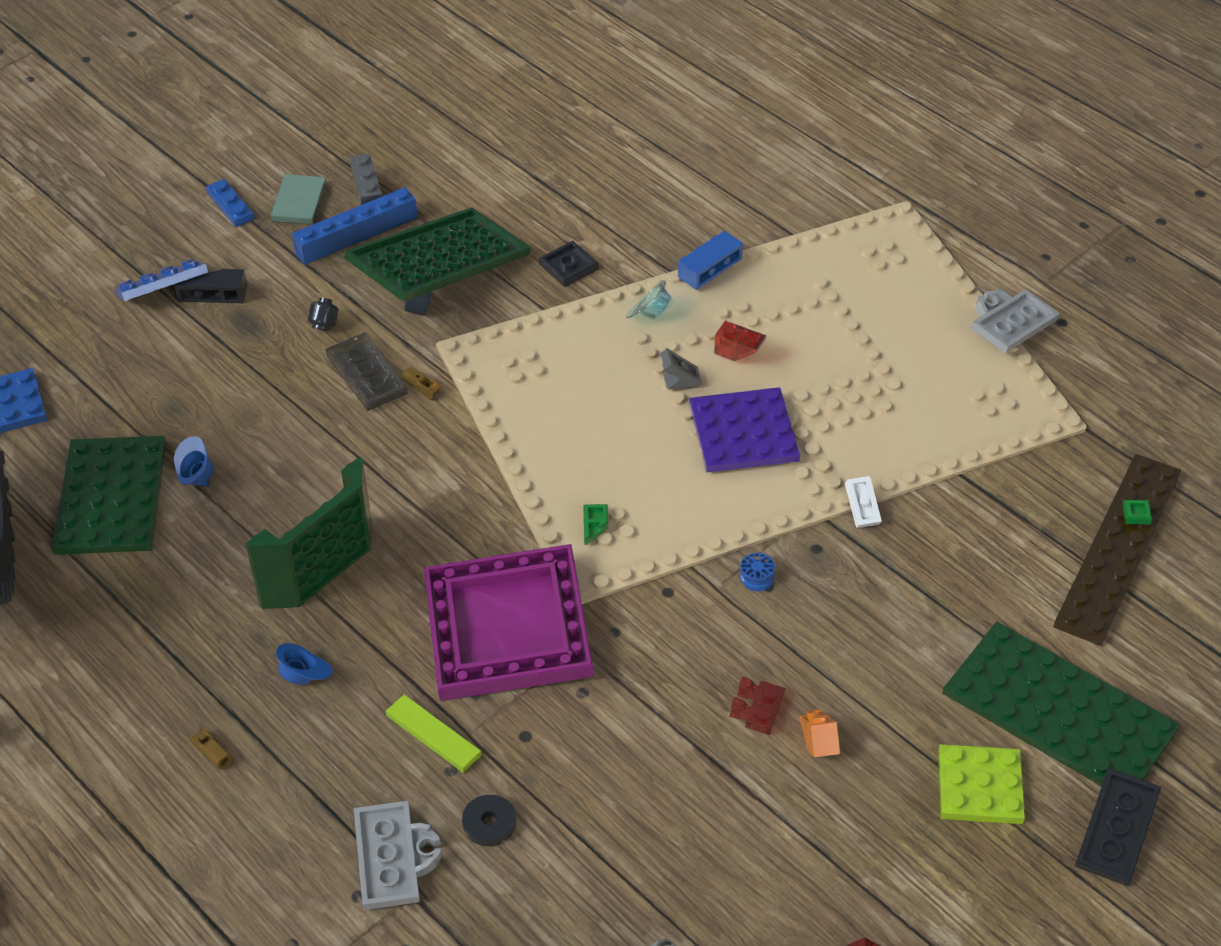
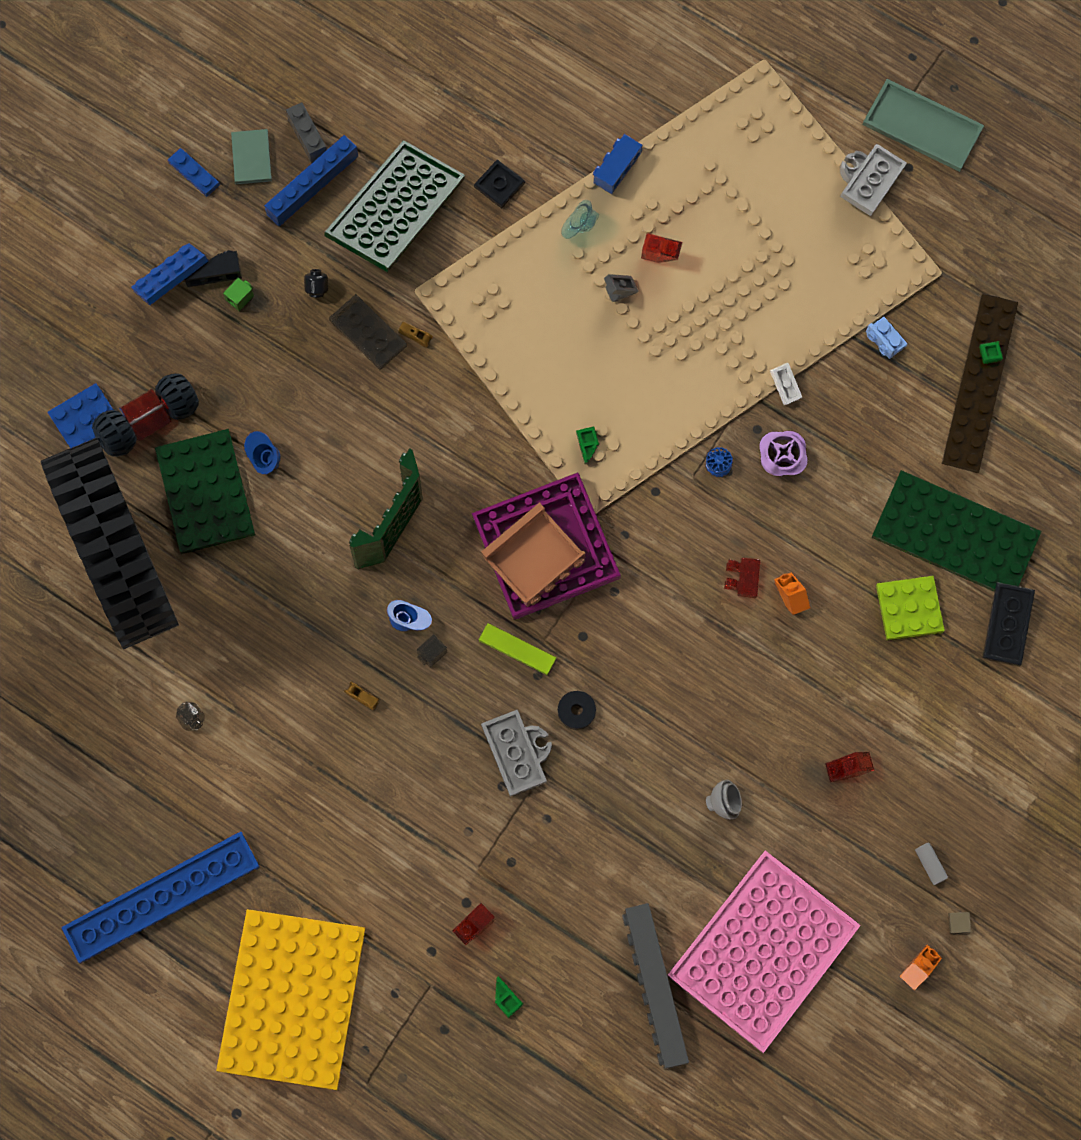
camera: 15 degrees left, 25 degrees up
(71, 402) = (145, 414): none -> black plate
(231, 312) = (239, 294): none -> bright green brick
(319, 711) = (431, 651): none -> clear smoke brick
(484, 620) = (533, 555): none -> nougat panel
(744, 429) = (681, 331): dark purple plate -> none
(842, 582) = (794, 440): none -> lavender piece
(1002, 479) = (886, 337): none -> light blue bracket
(1087, 285) = (923, 125): none -> sand green tile

